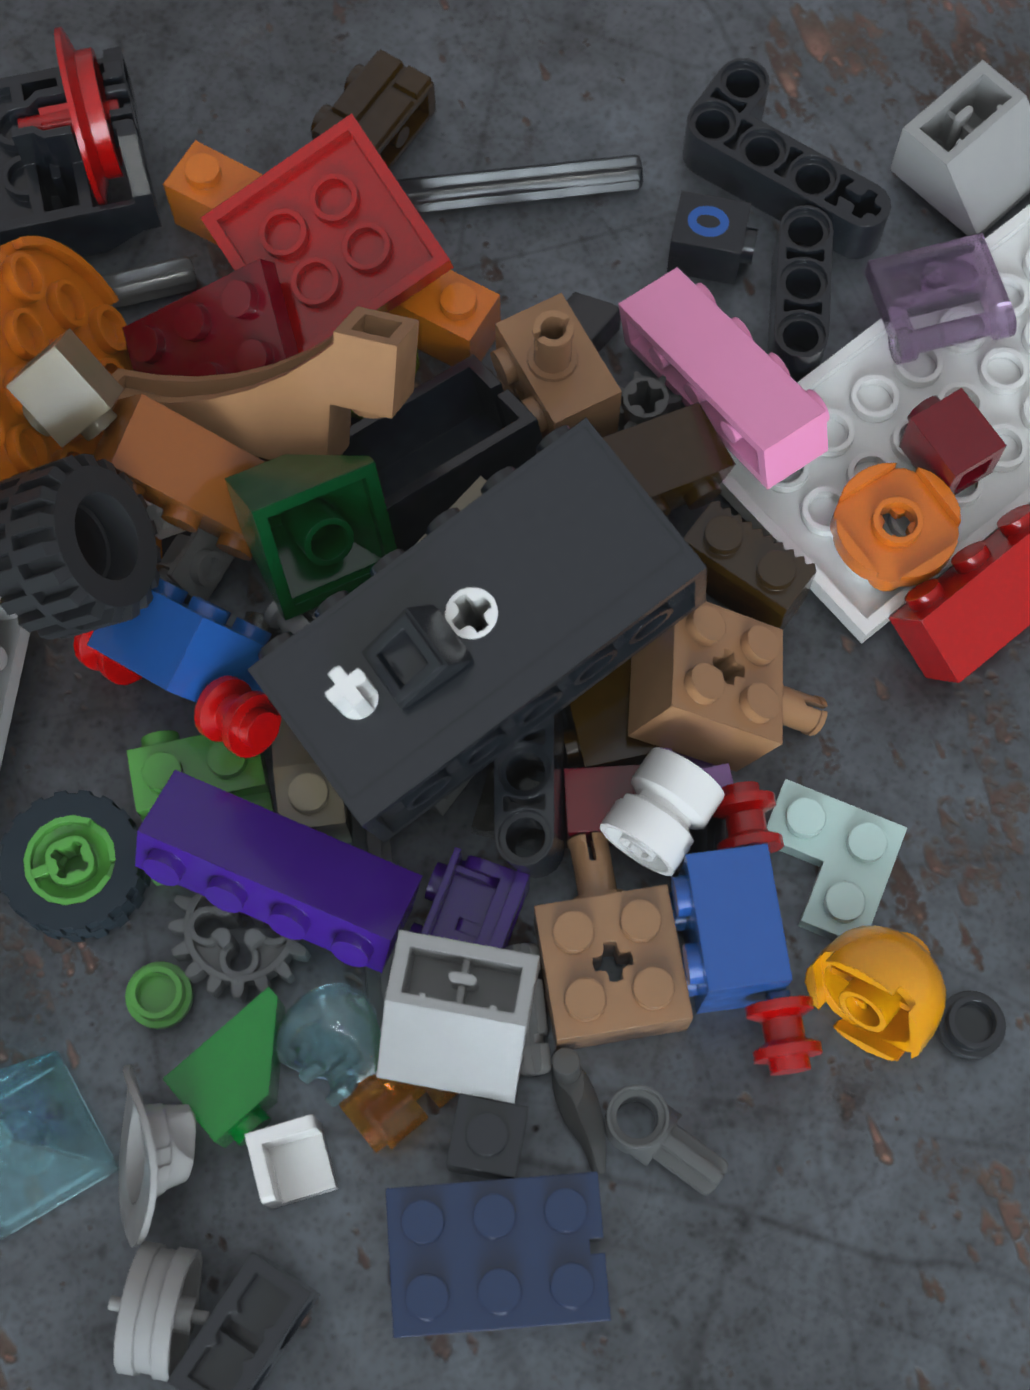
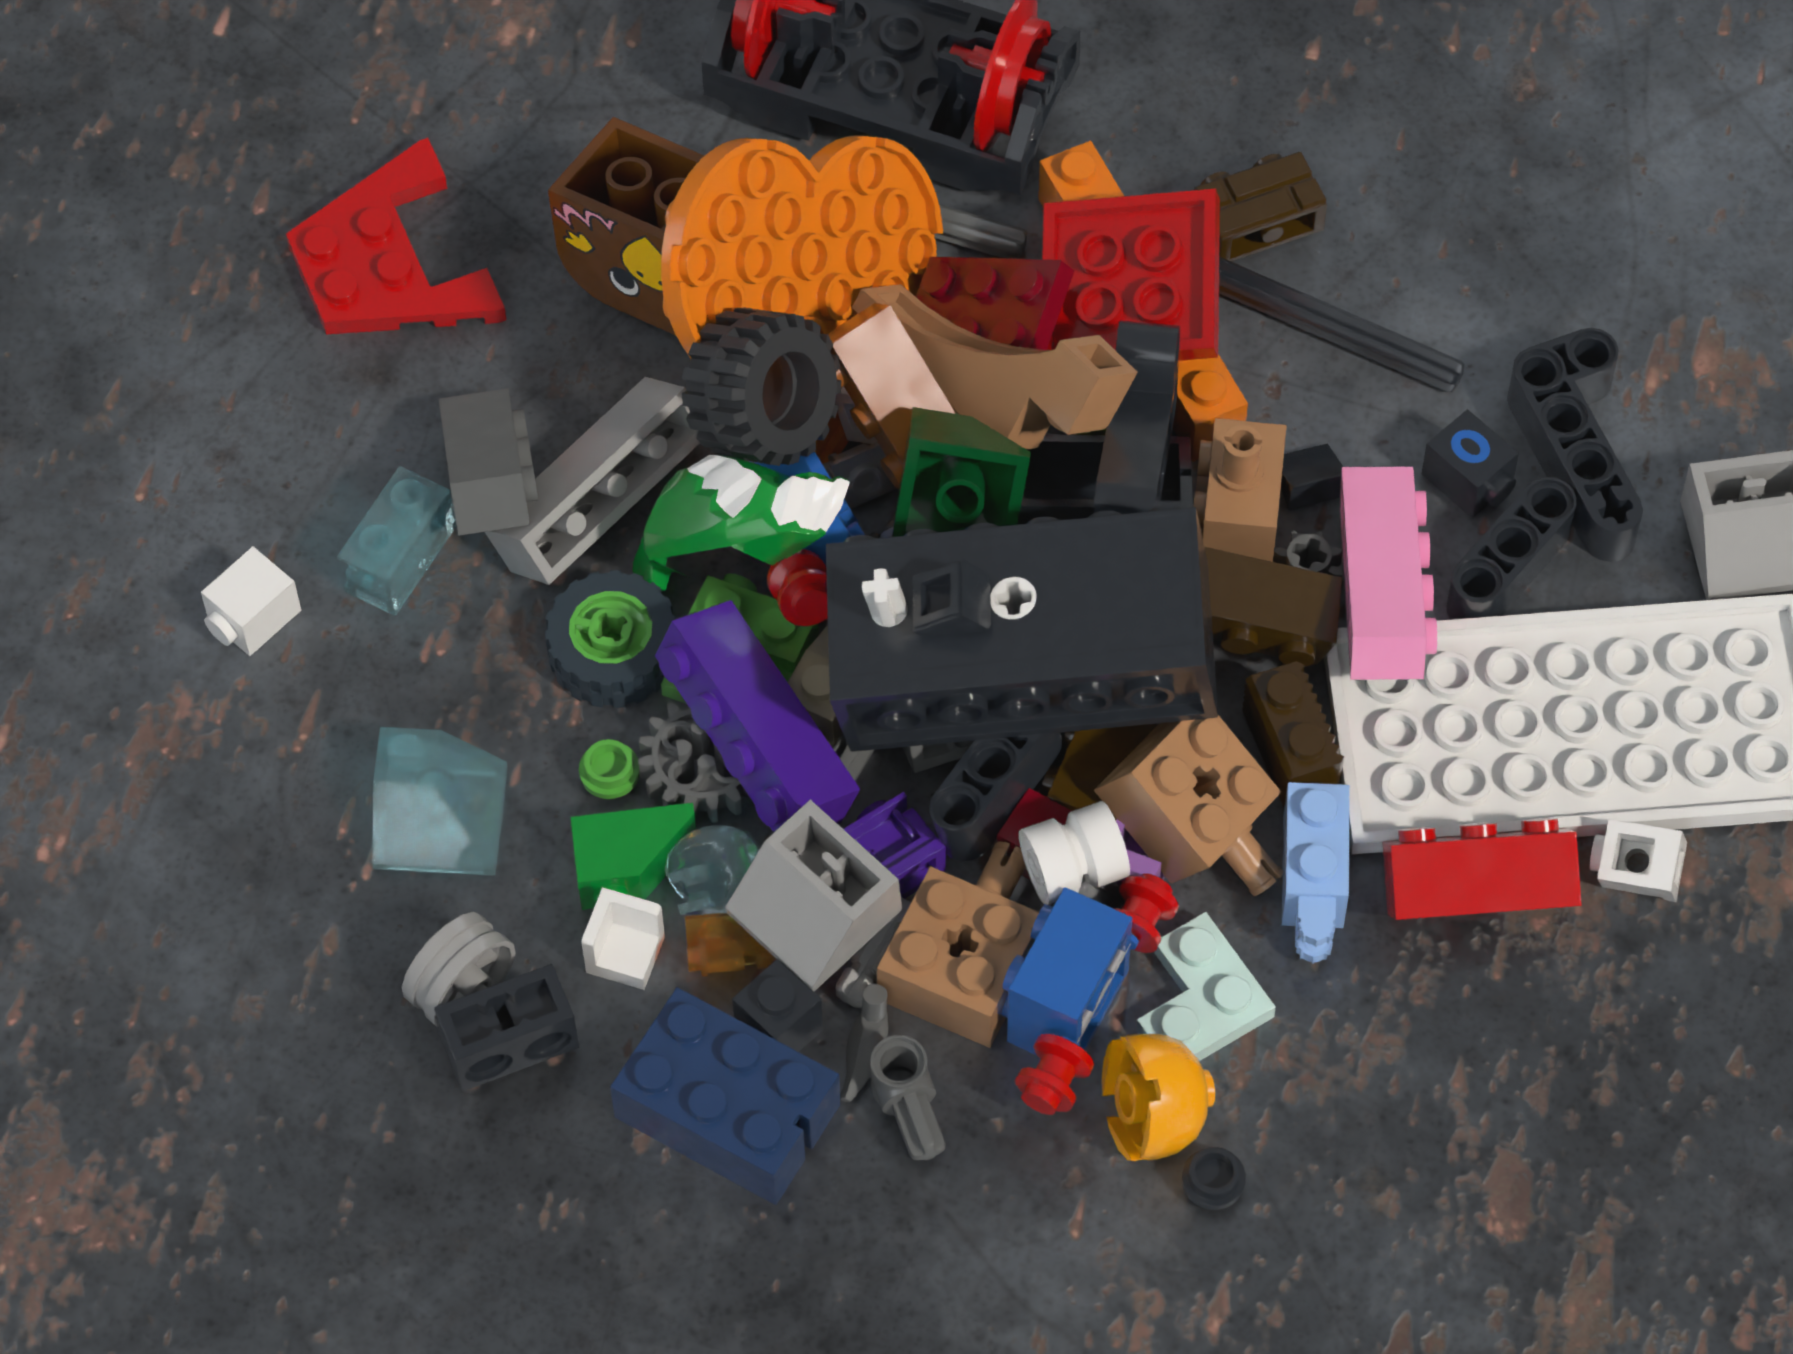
camera: 35 degrees right, 10 degrees down
(66, 391) = (838, 272): dark tan brick -> none
(126, 681) = (738, 506): none -> green animal
(153, 1156) = (535, 859): light grey hat -> none
(447, 389) = (1142, 427): none -> black beam
(855, 675) = (1315, 865): none -> light blue hinge
(889, 559) = (1432, 803): orange plate -> none
(937, 280) = (1625, 604): clear purple plate -> none
(952, 440) = (1532, 736): dark red brick -> none

